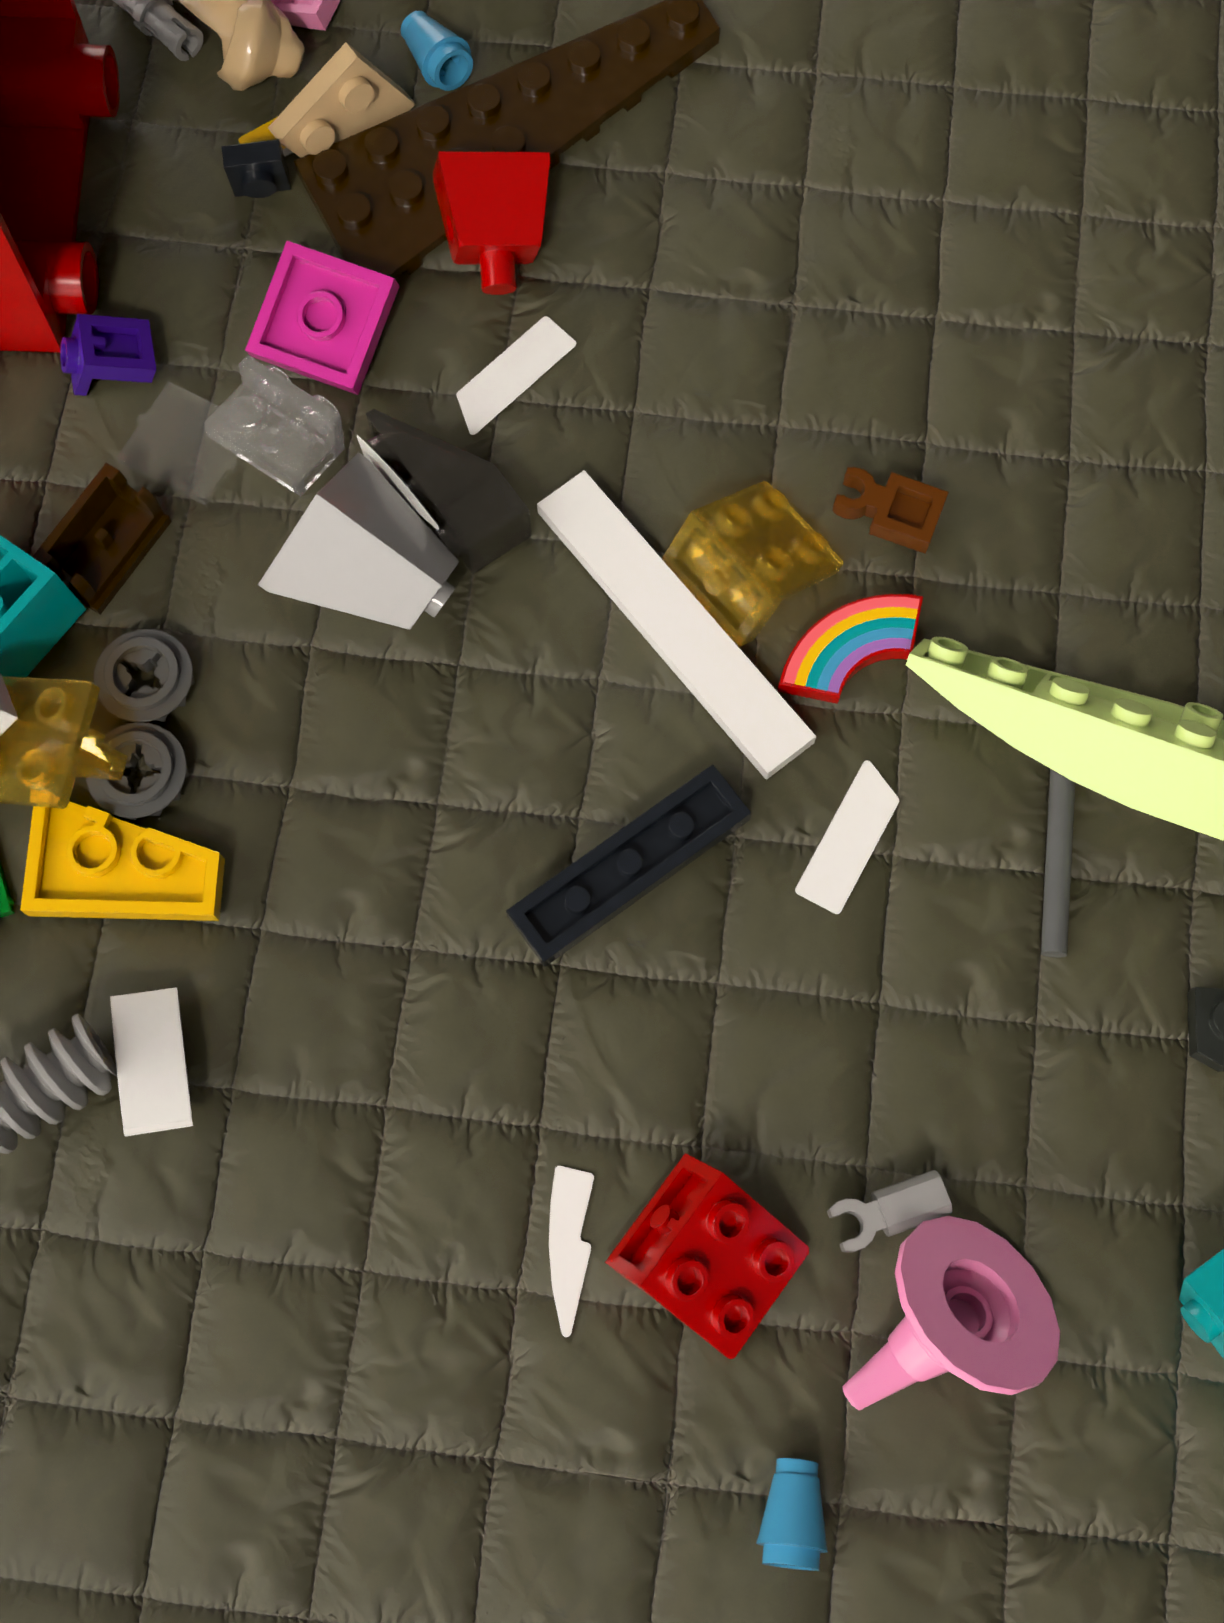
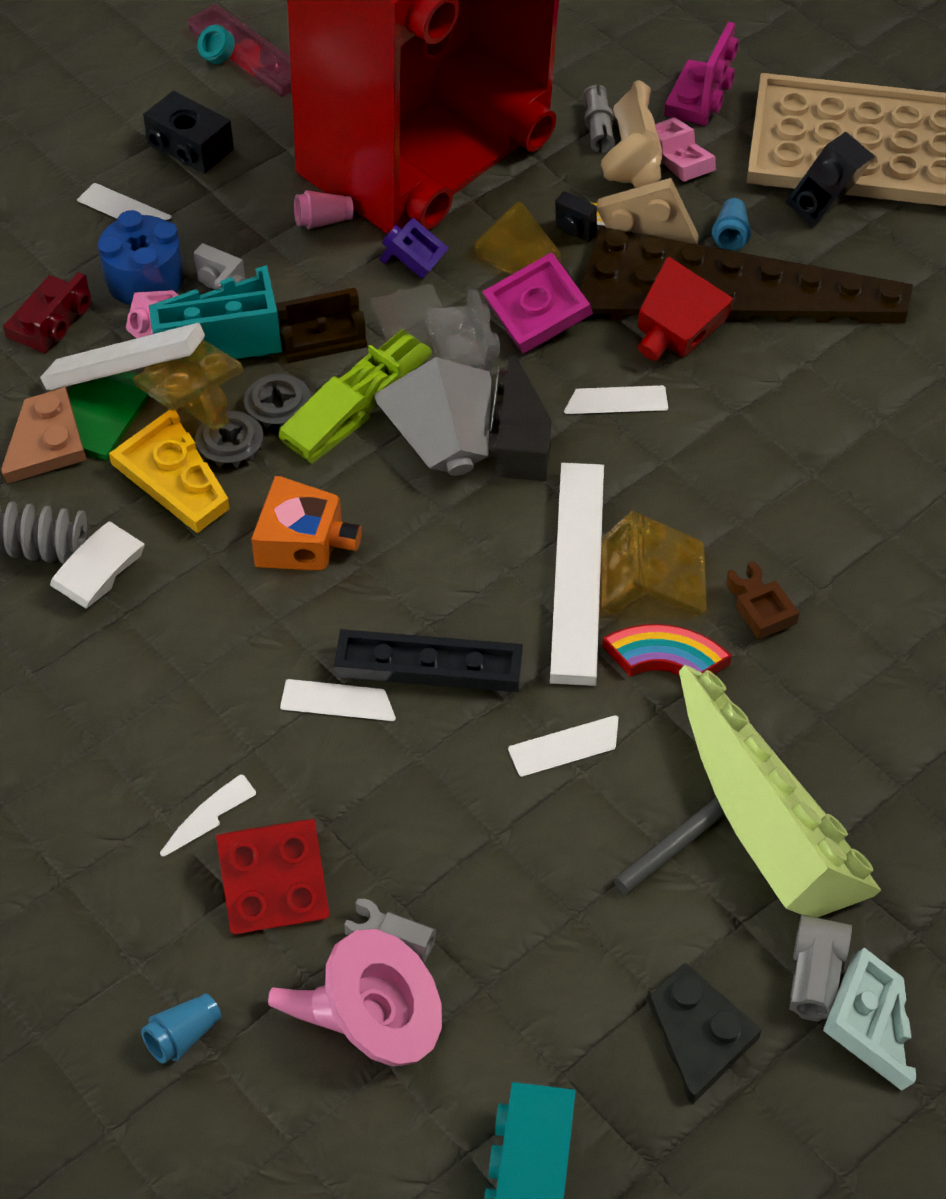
camera: 40 degrees right, 20 degrees down
(219, 253) = (514, 241): none -> clear yellow wing
(226, 616) = (347, 401): none -> lime arm
(337, 818) = (301, 528): none -> orange torso
(568, 990) = (336, 700): none -> white sticker

